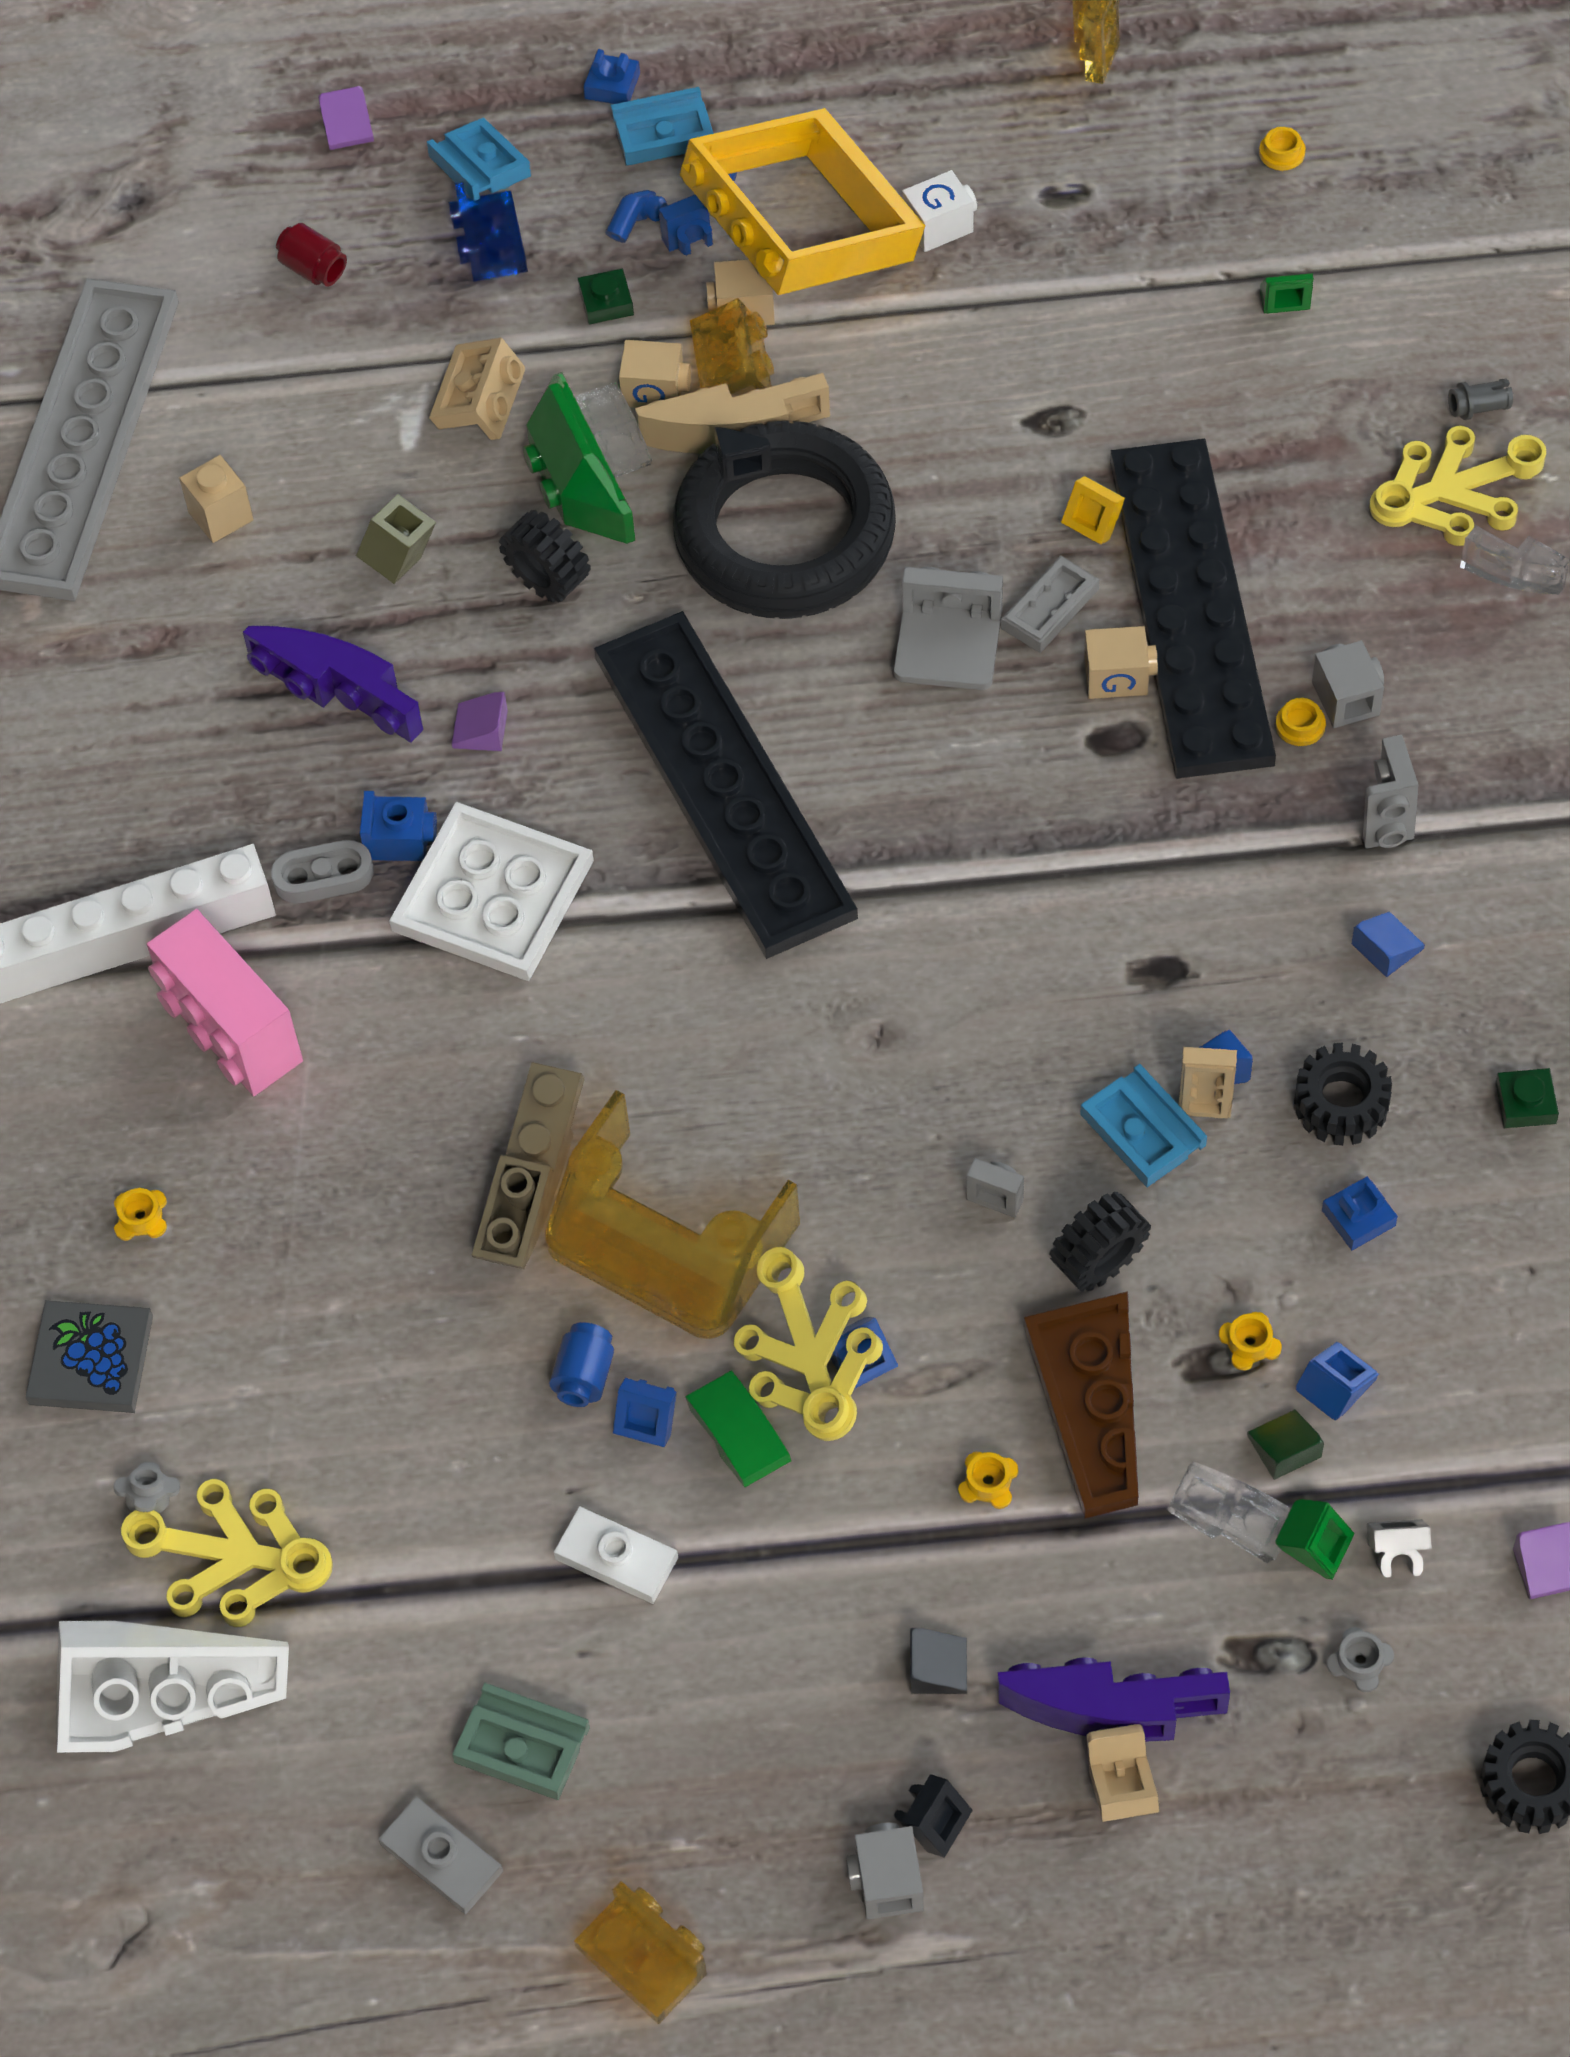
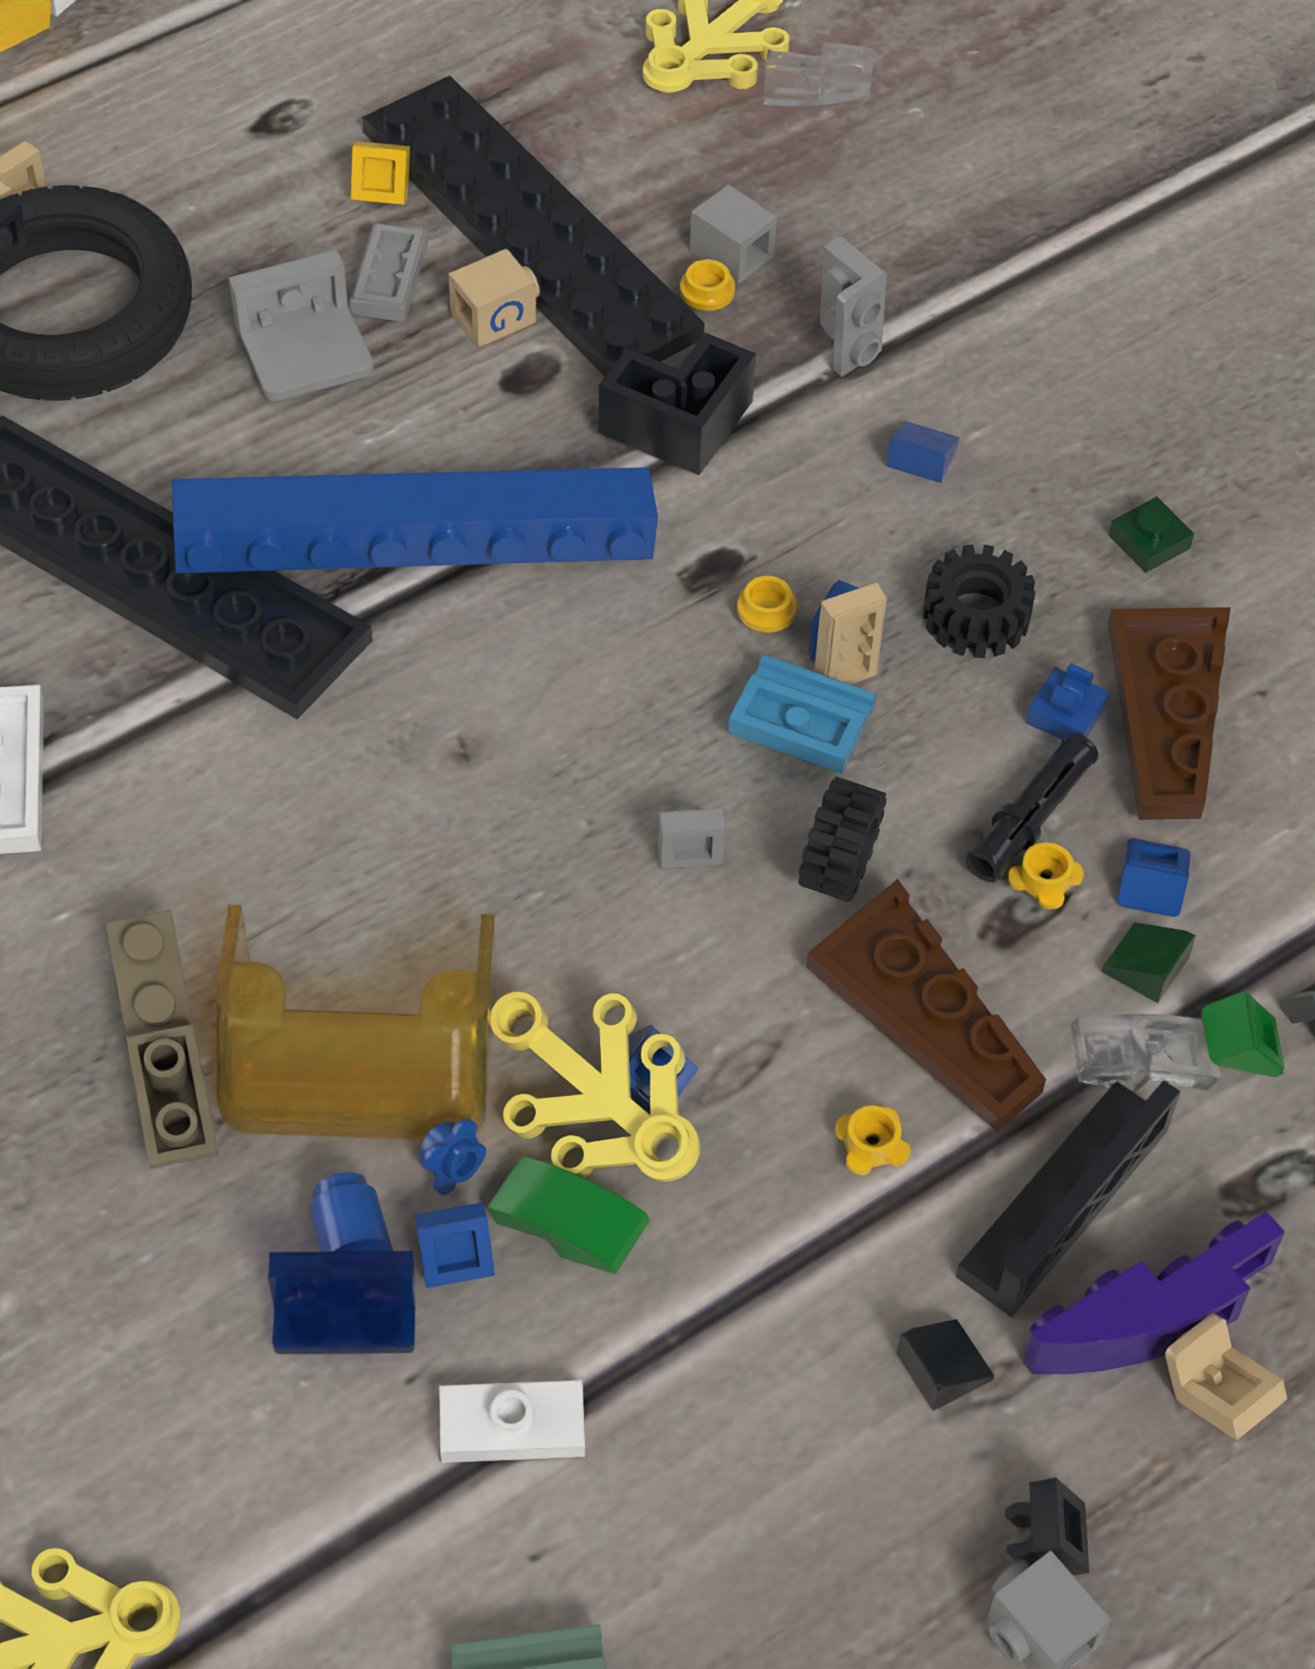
camera: 35 degrees left, 5 degrees down
(546, 1417) = (343, 1302): none -> clear blue bracket
(681, 1346) = (451, 1154): none -> blue plate
(937, 835) = (413, 519): none -> blue brick
(1104, 1589) = (1066, 1195): none -> black fence
(1174, 1023) = (767, 604): none -> yellow plate
(1203, 830) = (678, 411): none -> black brick
(1218, 1306) = (998, 849): none -> black pin
(1444, 1240) = (1169, 699): none -> reddish brown wing

